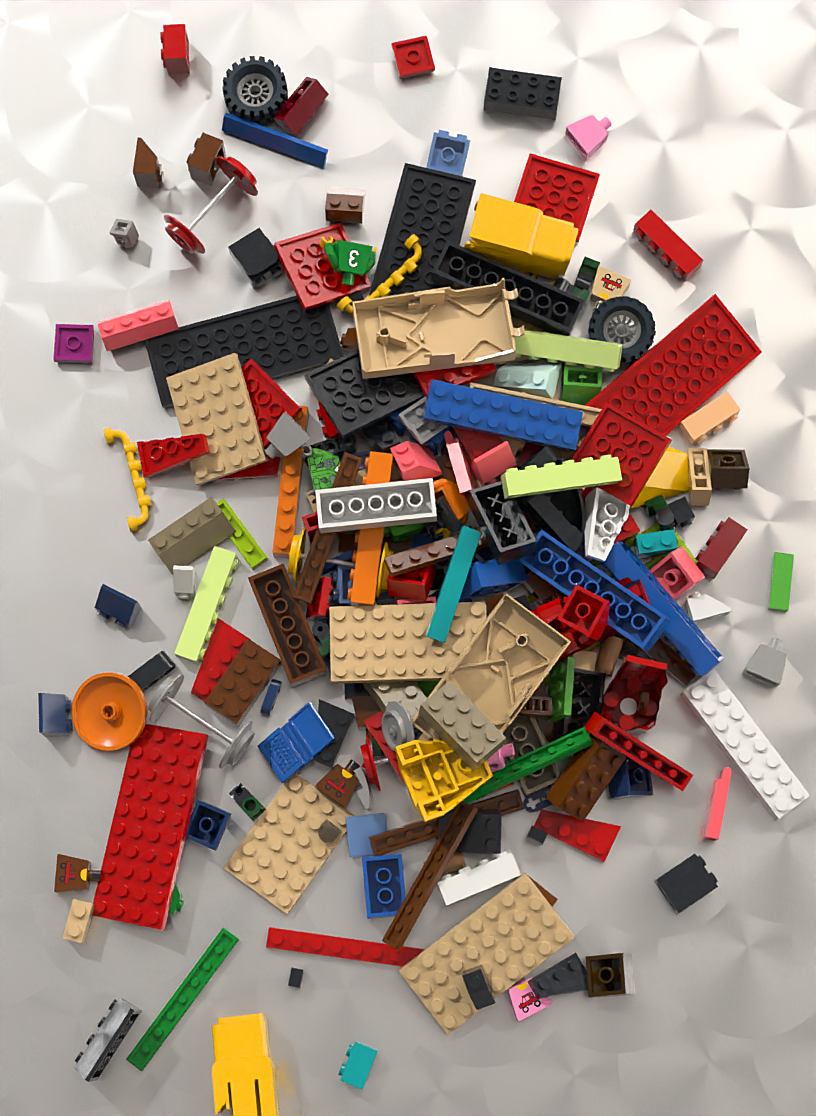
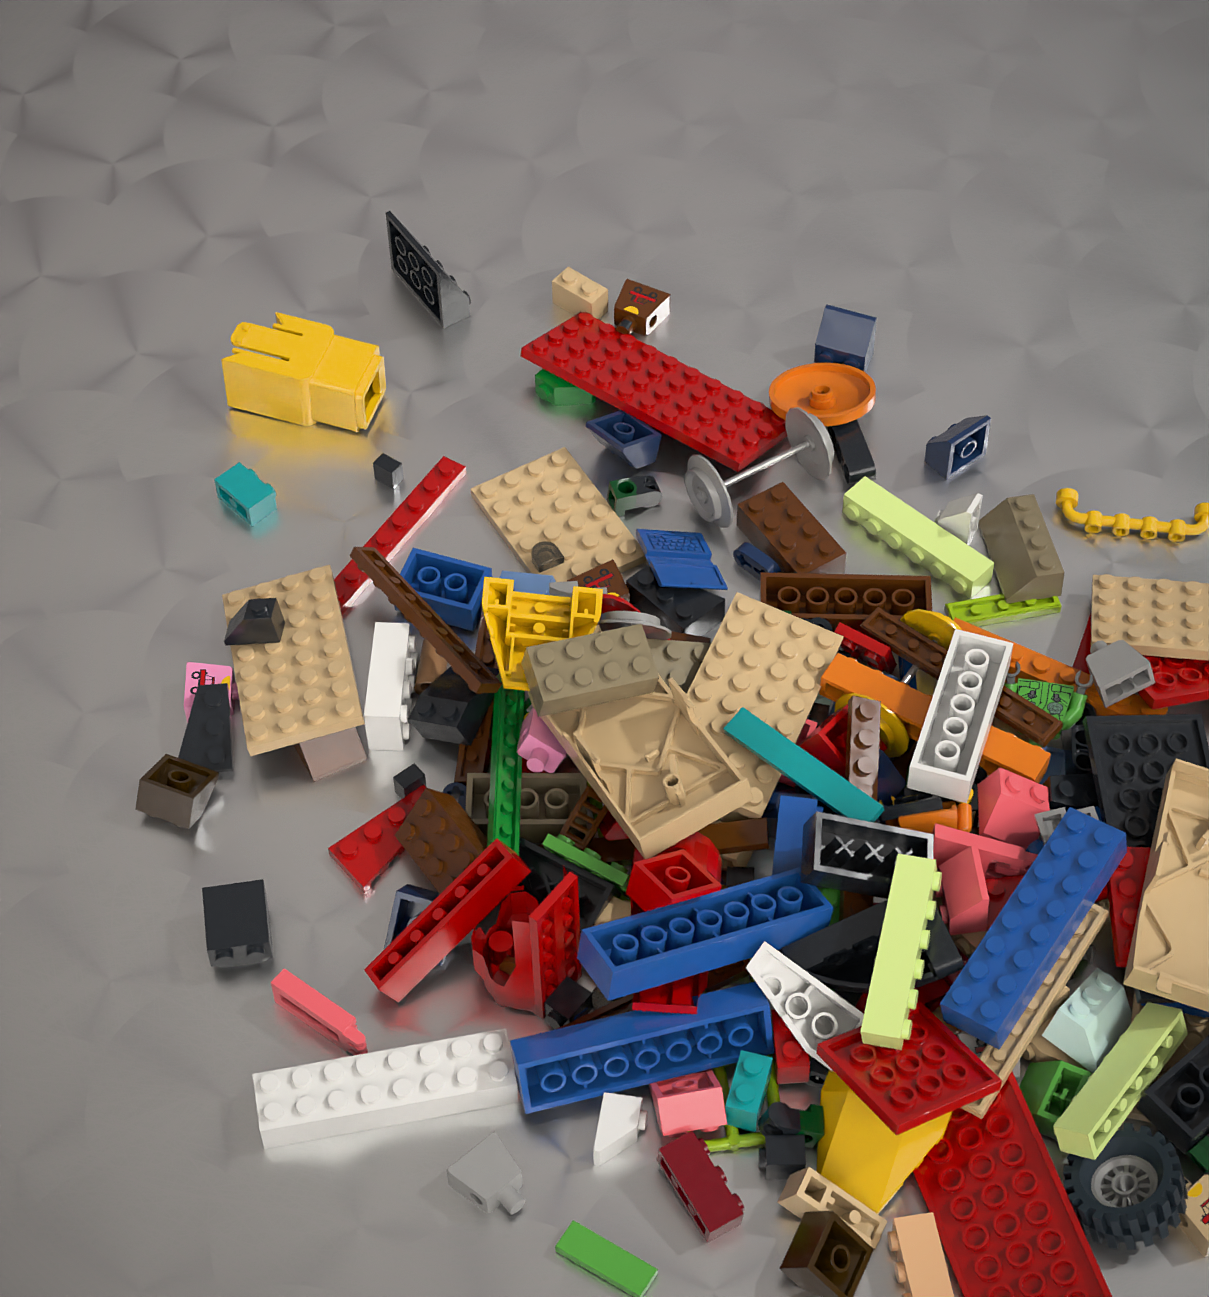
camera: 115 degrees right, 25 degrees down
(165, 454) = (1150, 557): red wing -> none
(182, 999) = (433, 367): green tile -> none
(220, 653) = (856, 539): red wing -> none

